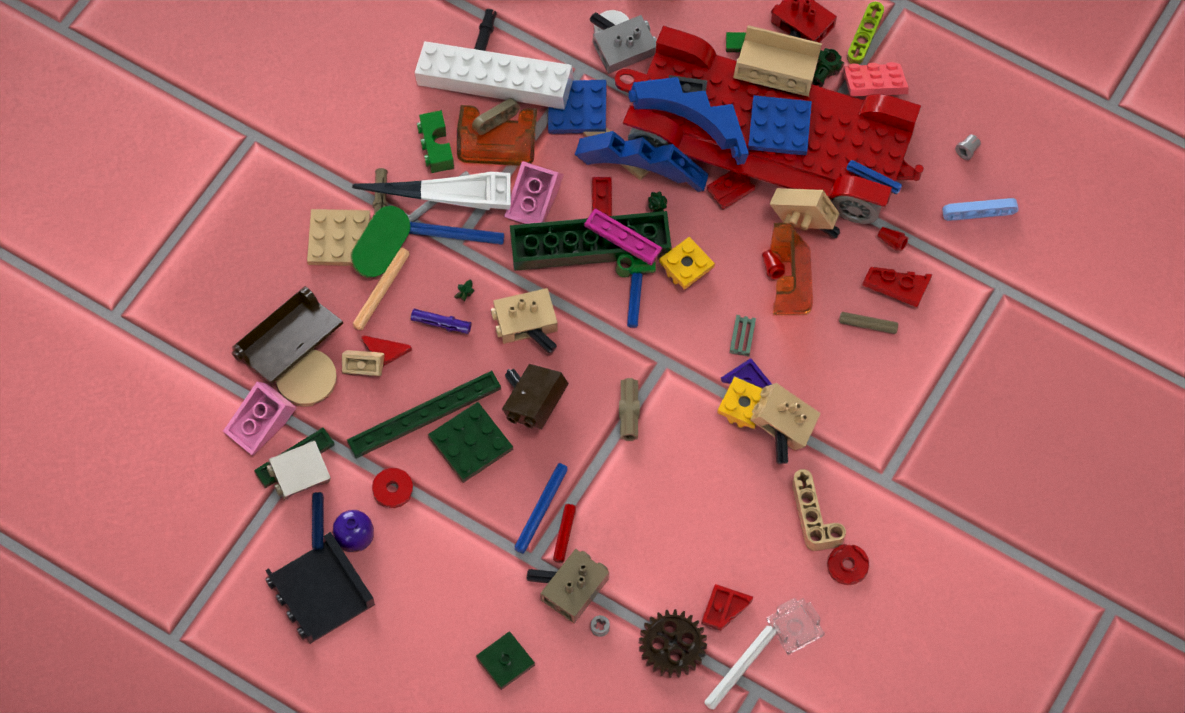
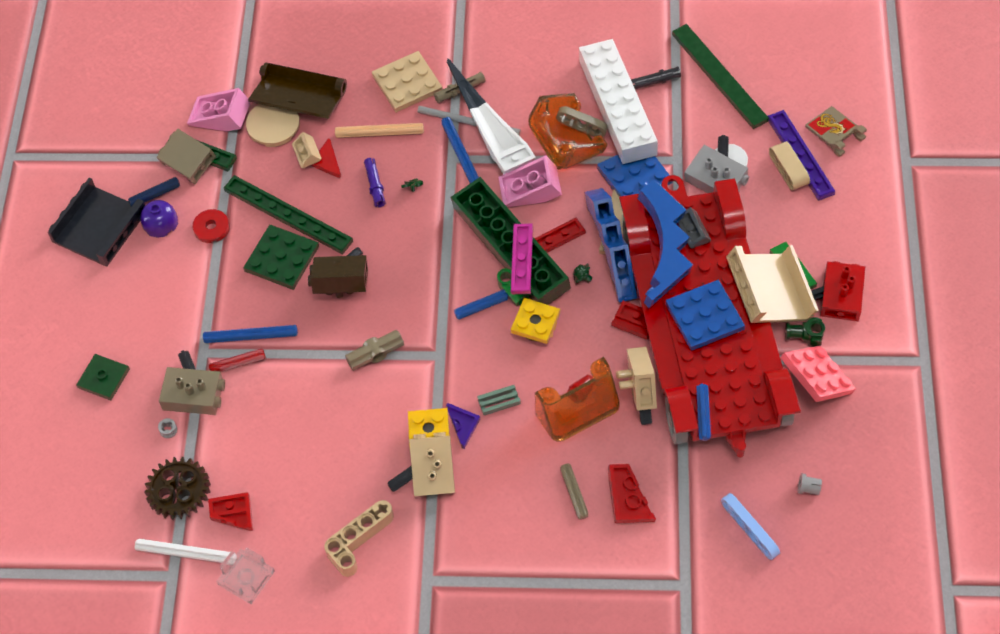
camera: 65 degrees right, 5 degrees down
(380, 241) = (416, 105): green tile -> none
(438, 156) = (520, 104): green arch -> none
(526, 317) = (413, 236): tan piece -> none
(845, 575) = (335, 598): red tile -> none
(865, 33) = (866, 343): lime beam -> none
(893, 238) = (671, 470): red cone -> none

